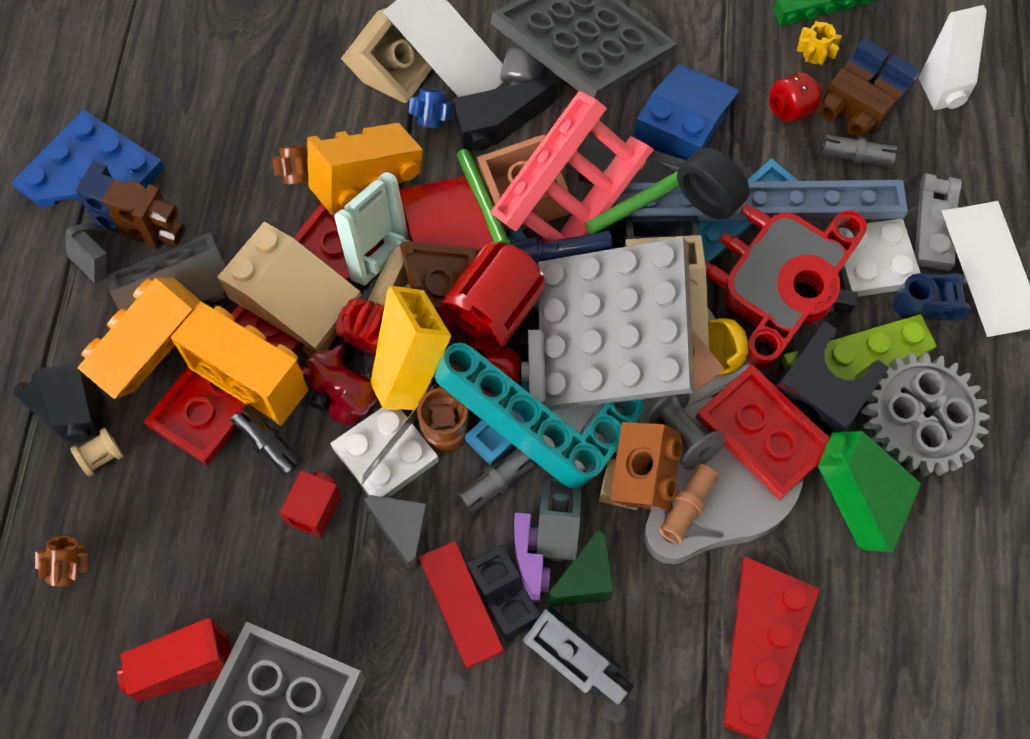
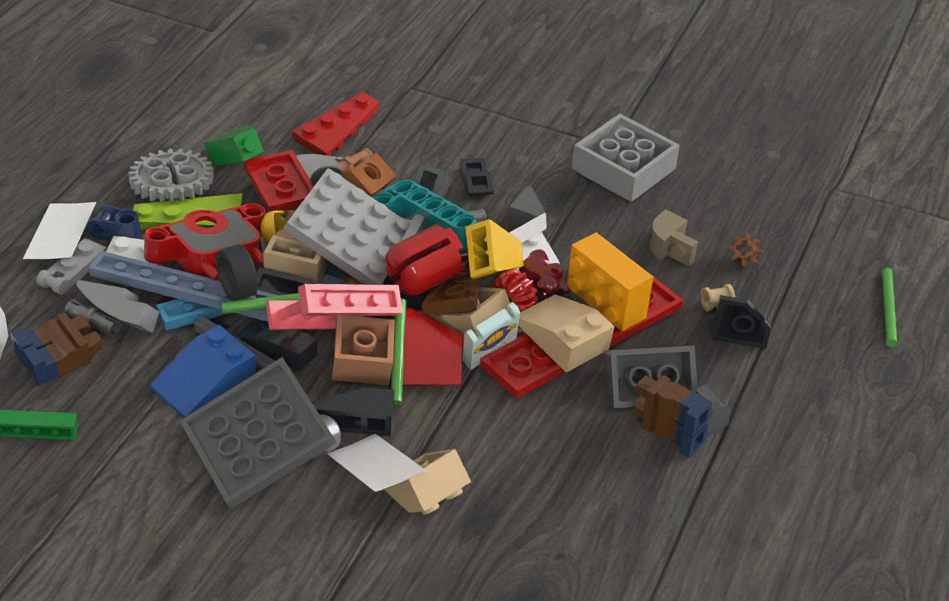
camera: 165 degrees left, 25 degrees down
(67, 158) = (705, 481): blue plate -> none
(138, 337) = (672, 314): light orange brick -> none
(175, 661) = (678, 188): red slope -> none
(187, 552) = (670, 240): none -> dark tan brick
(292, 164) = (526, 419): dark orange gear -> none
(311, 503) = (578, 230): red brick -> none
(348, 164) = (482, 386): light orange wedge -> none
(430, 108) = (401, 430): blue gear -> none
(461, 605) = (504, 180): red tile -> none
(530, 566) = (455, 187): medium lavender slope -> none
(577, 656) = (446, 140): hinge -> none
(586, 578) = (430, 157): dark green slope -> none
(795, 97) = (115, 356): red head -> none
(818, 392) = (225, 184): black piece -> none
(819, 43) = (64, 388): yellow gear -> none
(836, 159) = (120, 304): none -> light grey slope

